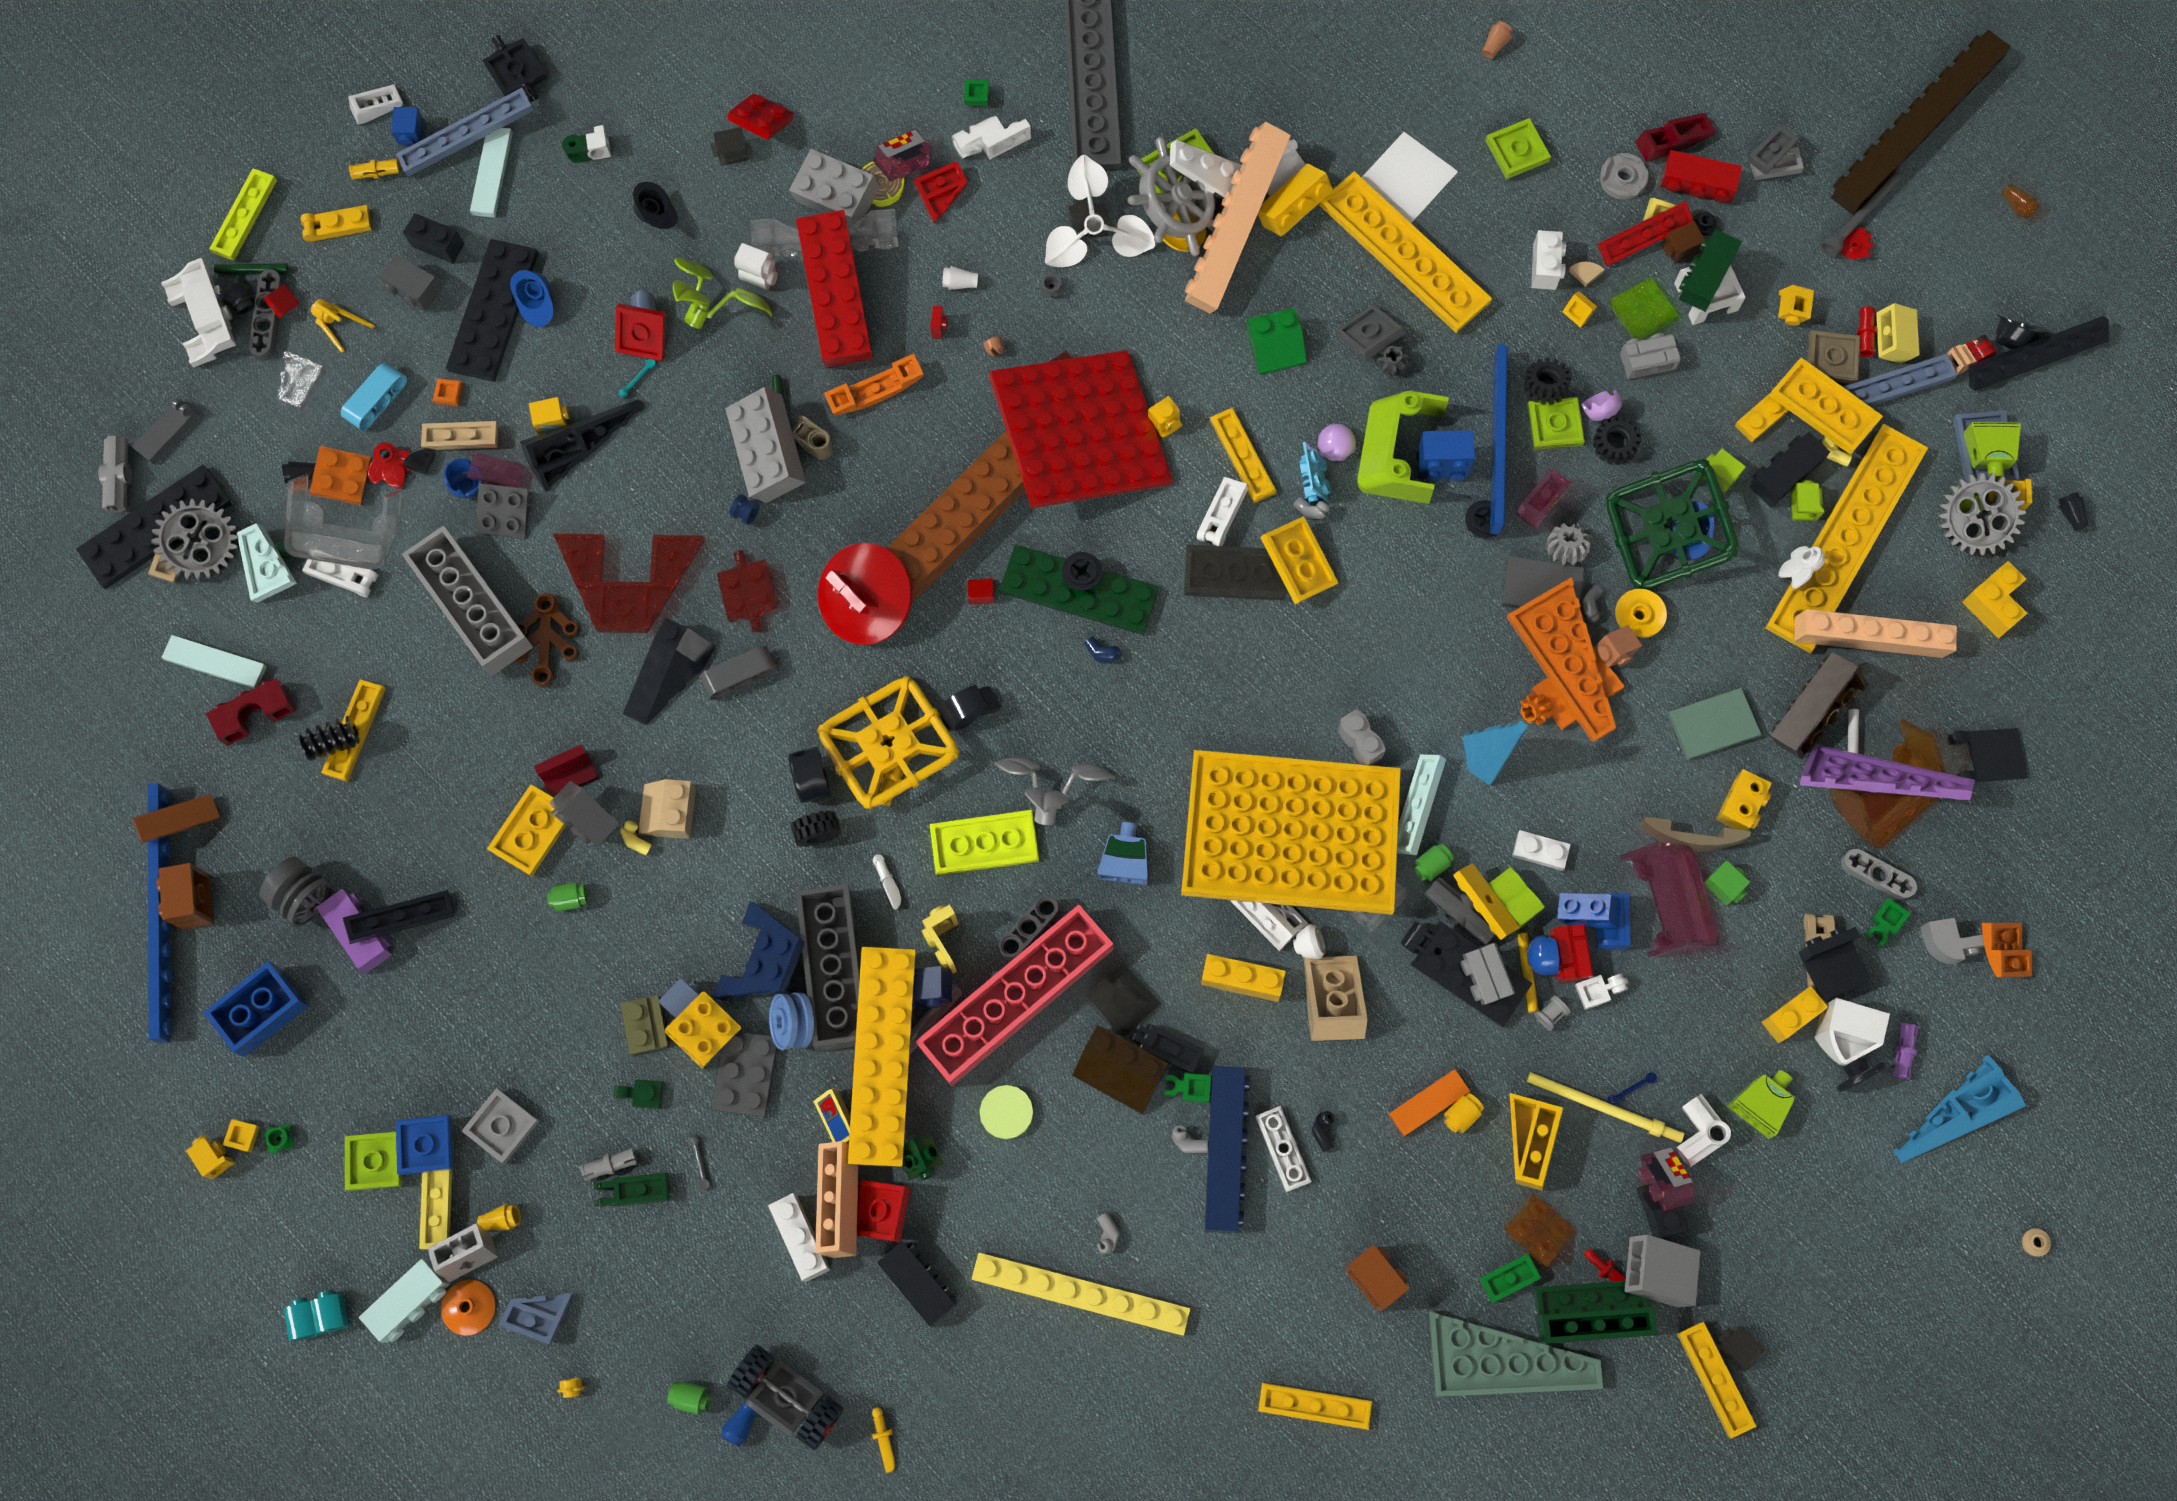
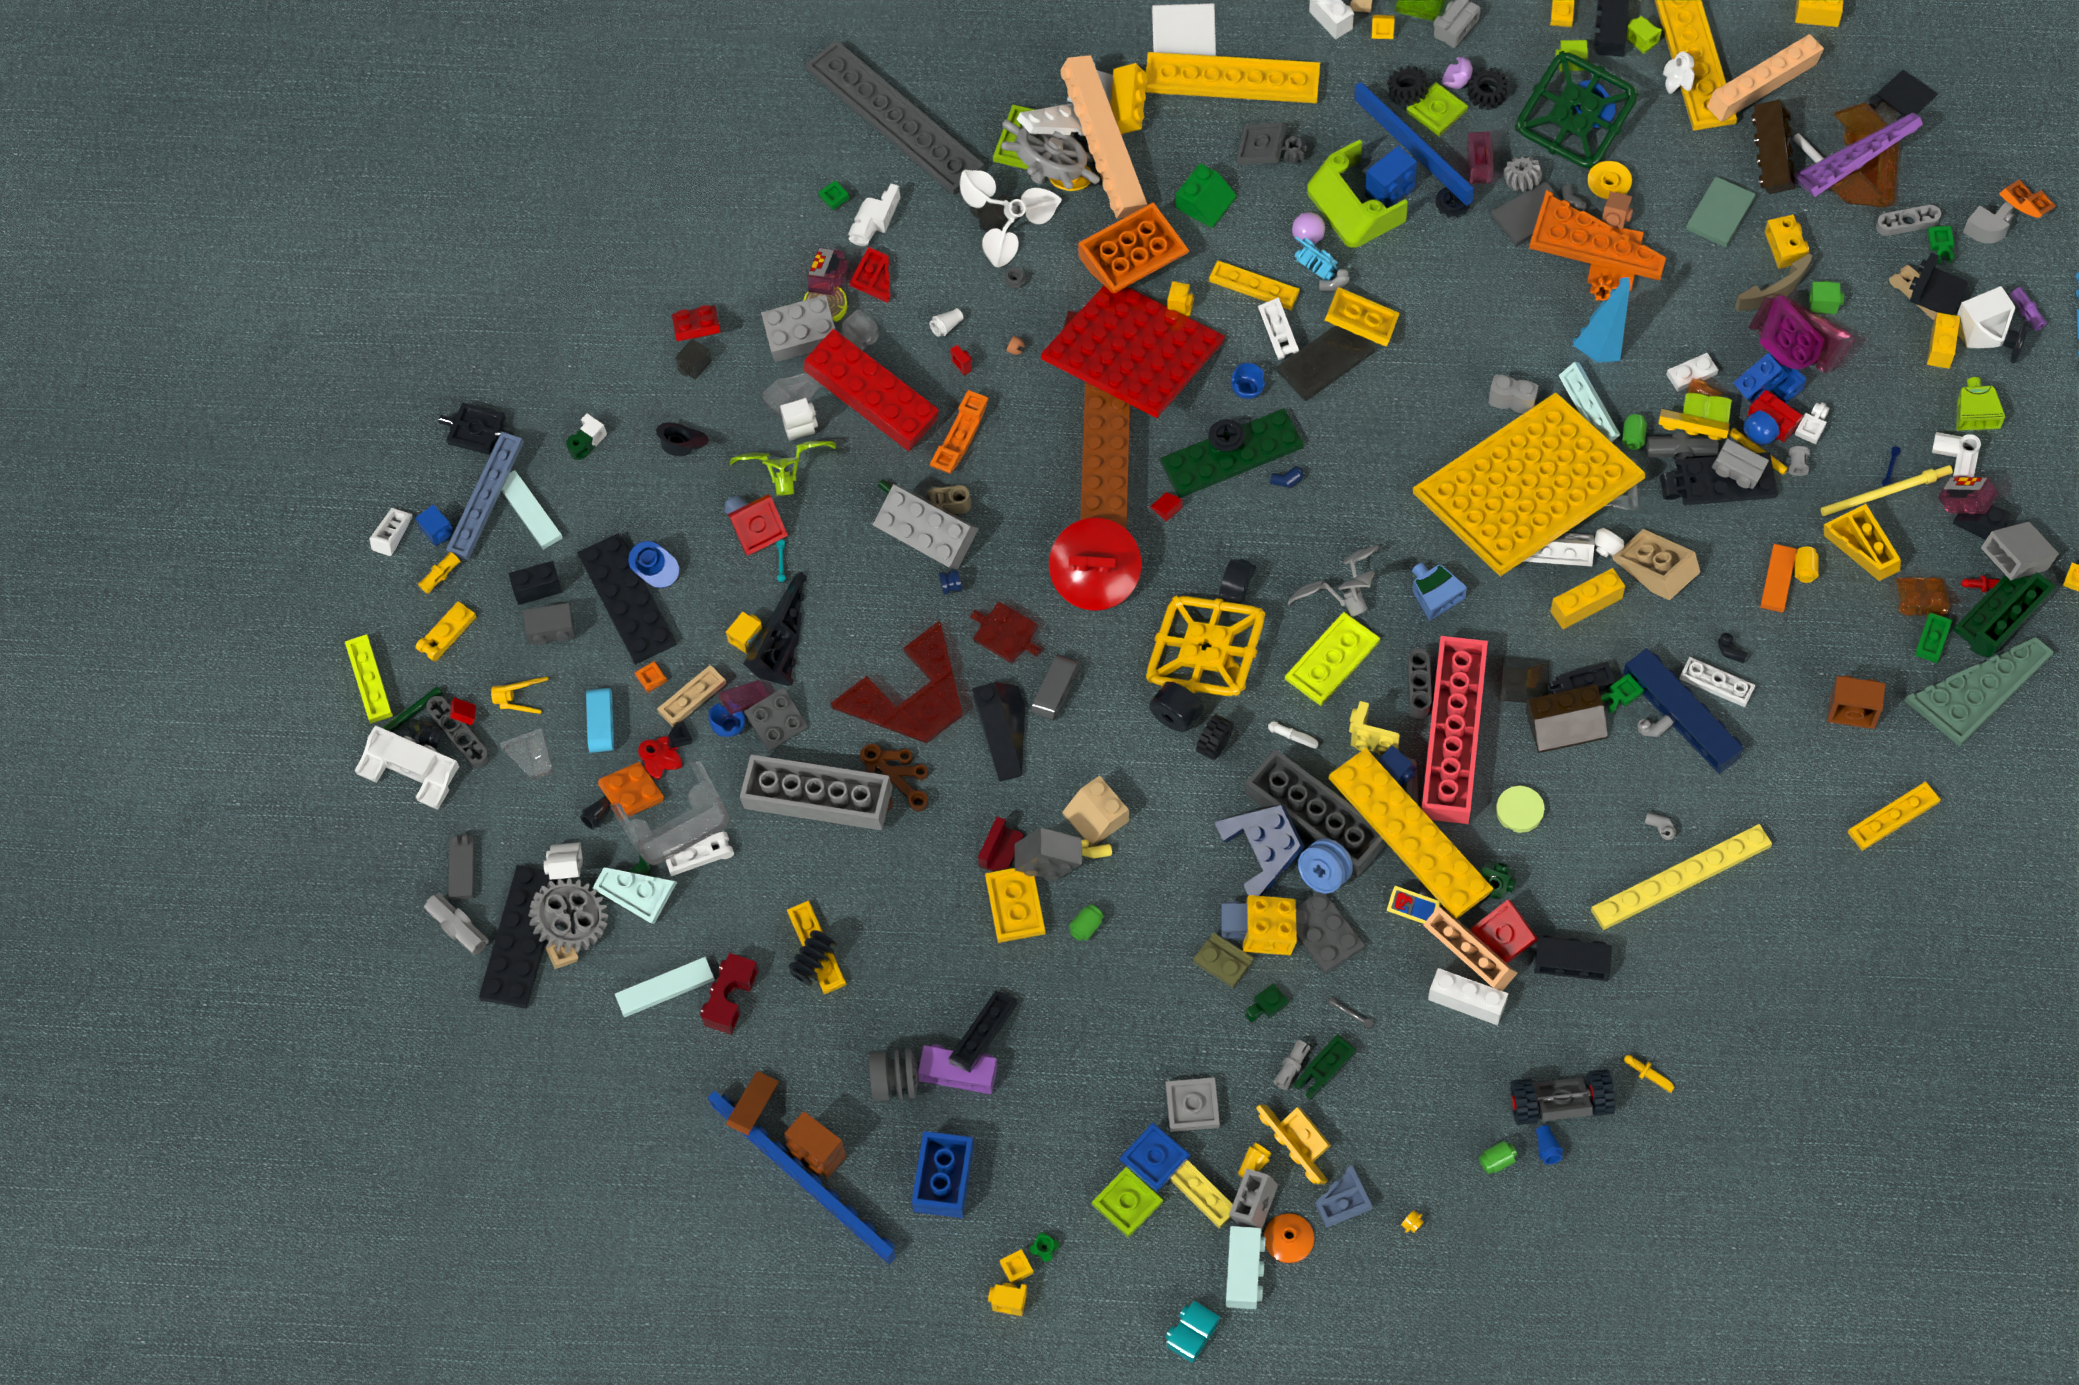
camera: 40 degrees left, 10 degrees down
(232, 492) = (564, 861): none -> white brick
(550, 1233) = (1300, 1137): none -> yellow bracket
(1149, 537) = (1247, 380): none -> blue hair
(1165, 339) = (1131, 248): none -> orange slope
(1531, 875) = (1701, 387): none -> clear orange cone
(1649, 895) = (1790, 336): none -> magenta plate

